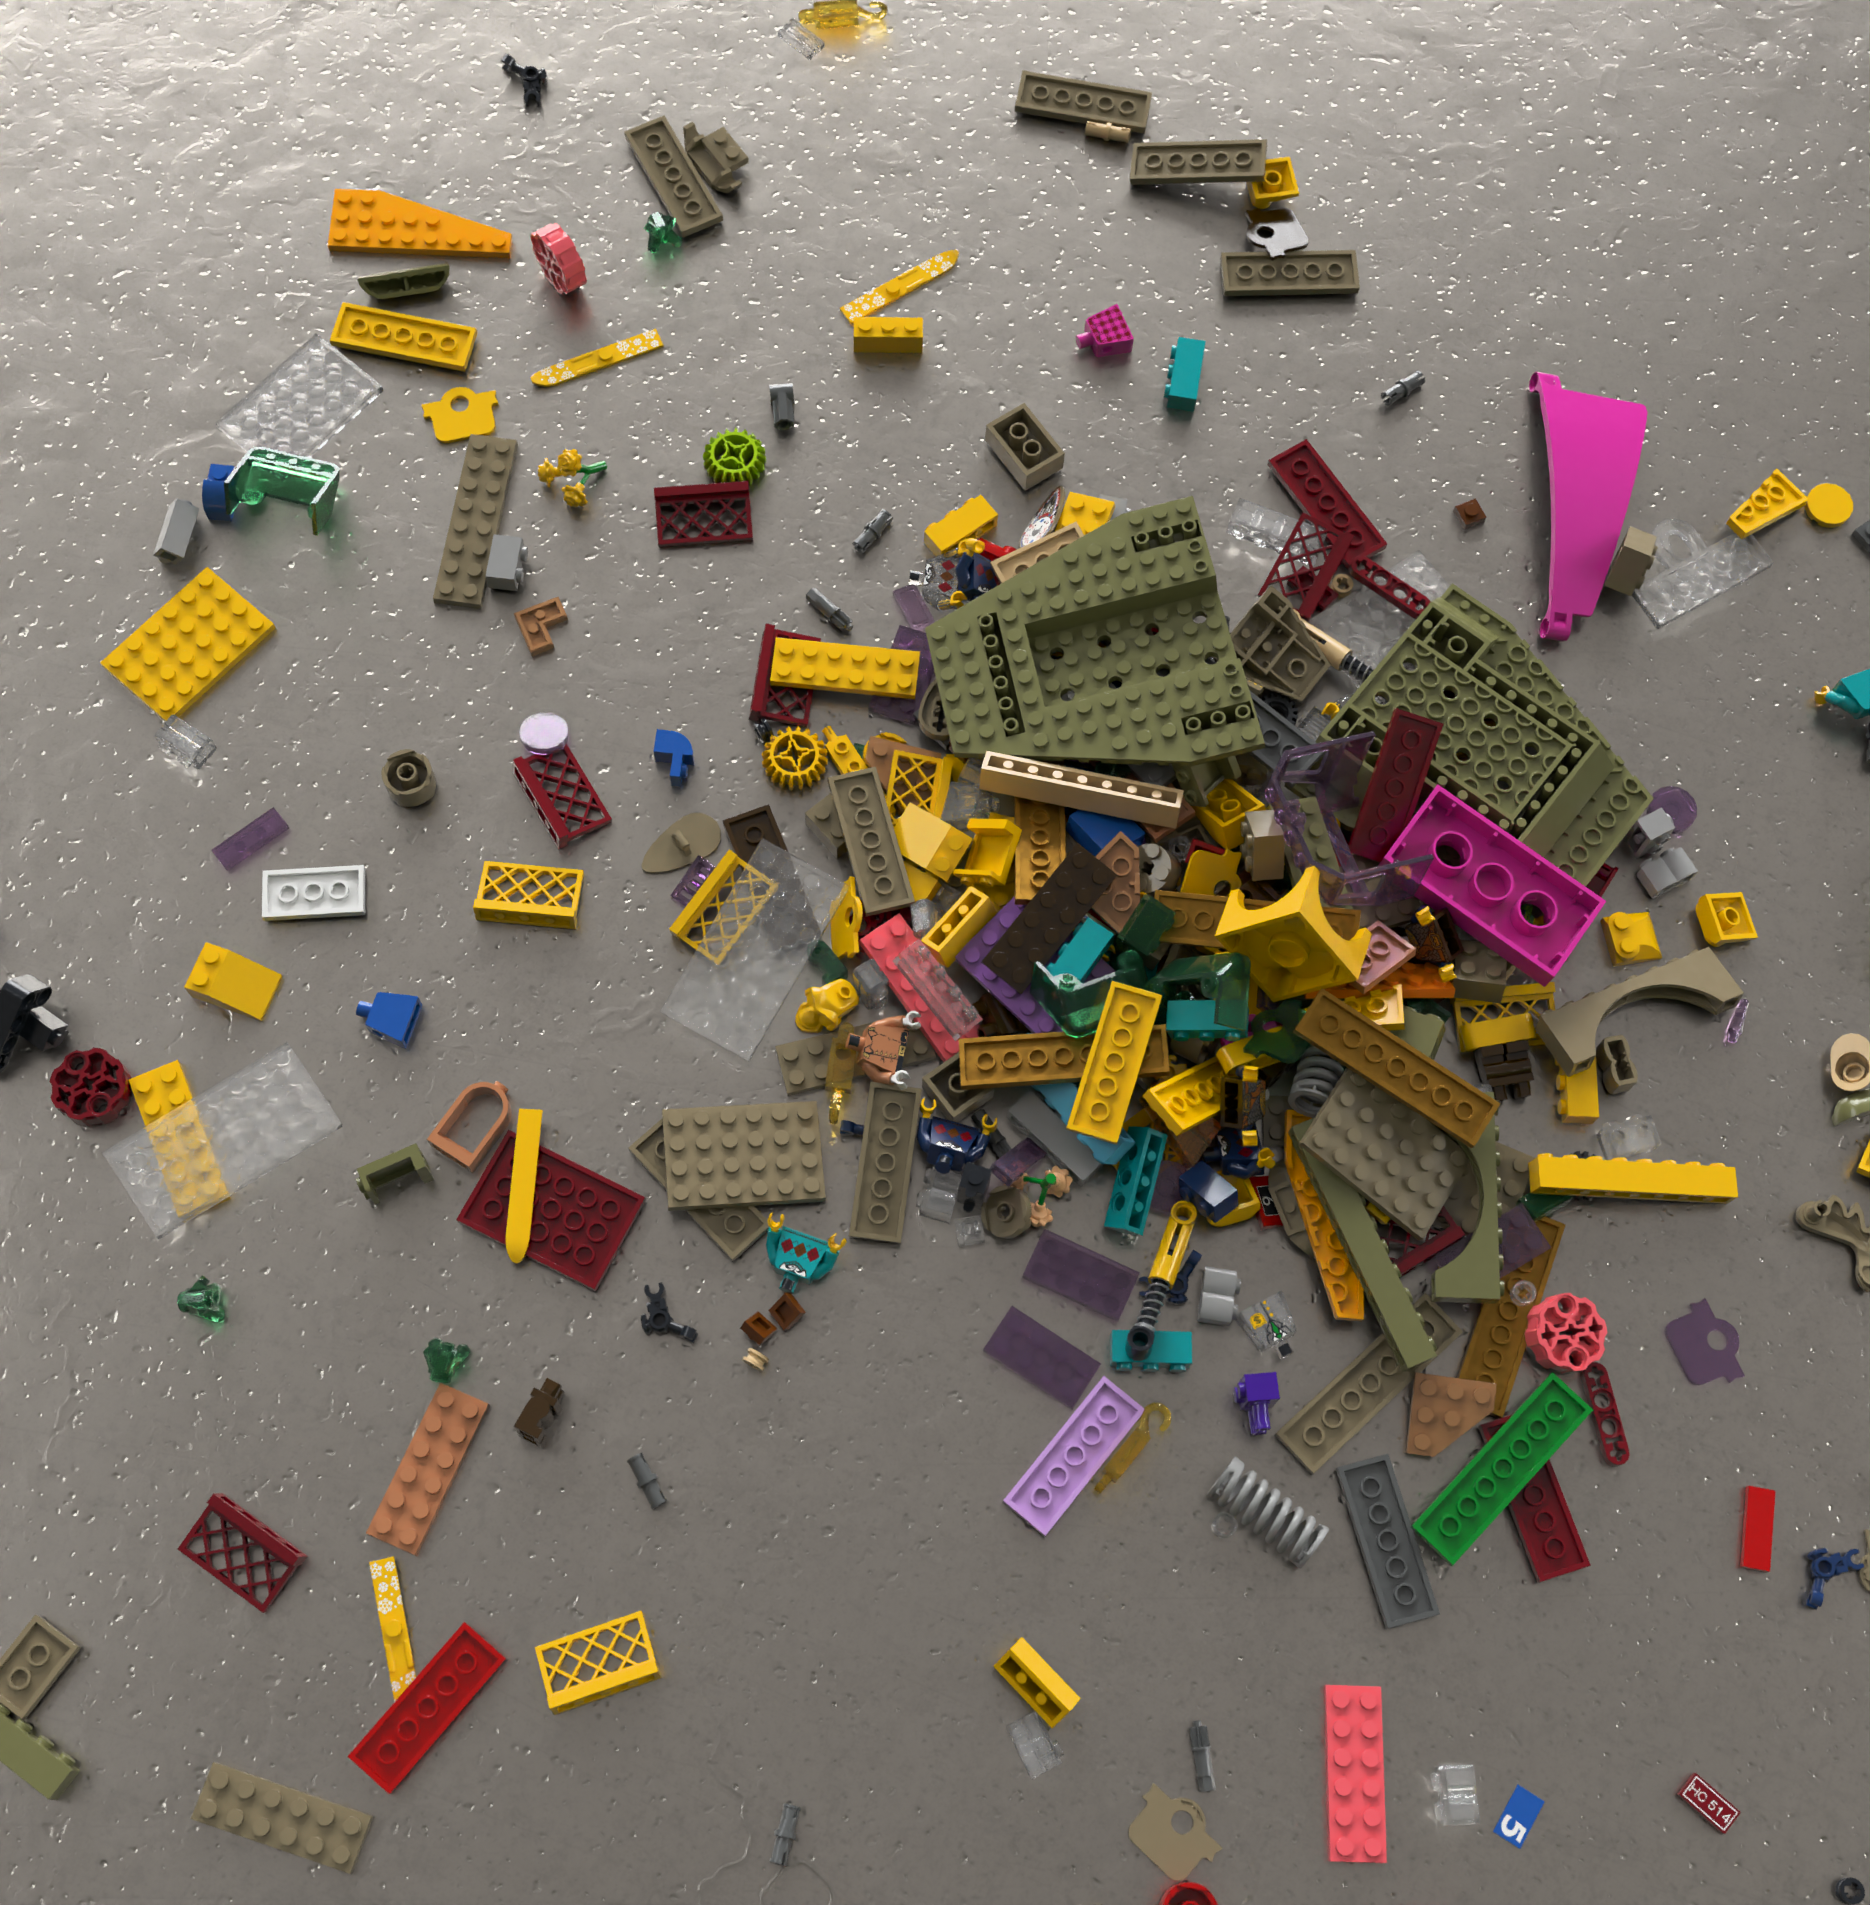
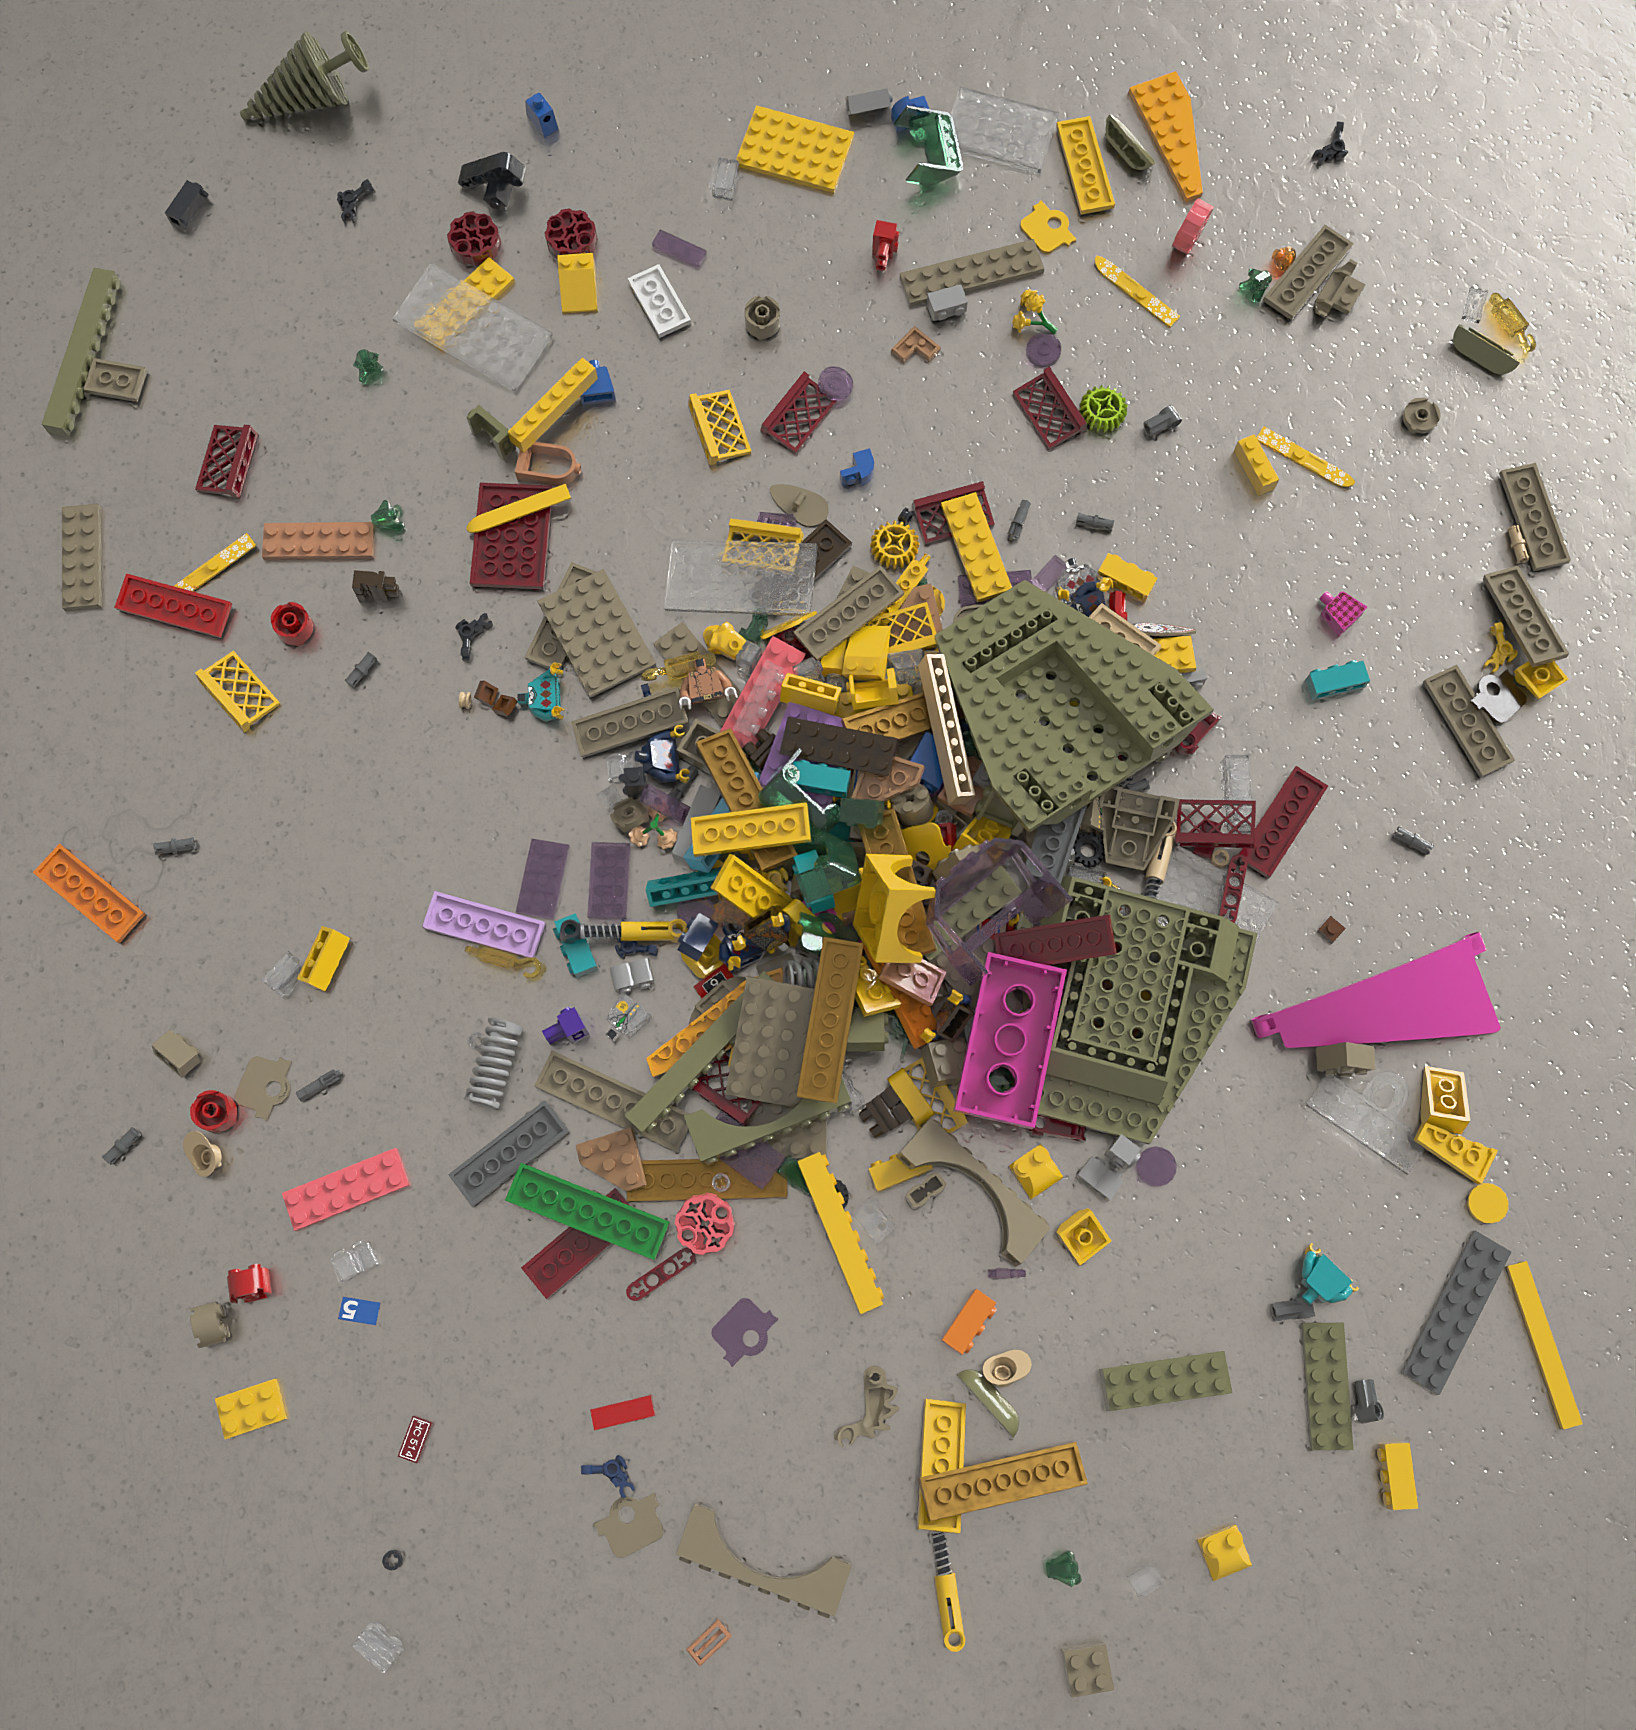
camera: 70 degrees right, 5 degrees up
(132, 962) = (572, 234): none -> dark red connector
(386, 595) = (884, 242): none -> red brick
(403, 1077) = (553, 404): none -> yellow brick
(554, 1551) = (292, 623): none -> red brick
(621, 488) = (1043, 350): none -> clear purple tile
(642, 191) = (1284, 258): none -> clear orange brick
(865, 54) = (1484, 350): none -> olive brick
(908, 161) = (1416, 424): none -> dark tan plate
(1024, 446) = (1213, 592): dark tan brick -> none
(1224, 203) = (1503, 649): none -> yellow piece
(1705, 492) = (1444, 1100): none -> yellow slope
(1783, 1083) = (969, 1322): none -> orange brick

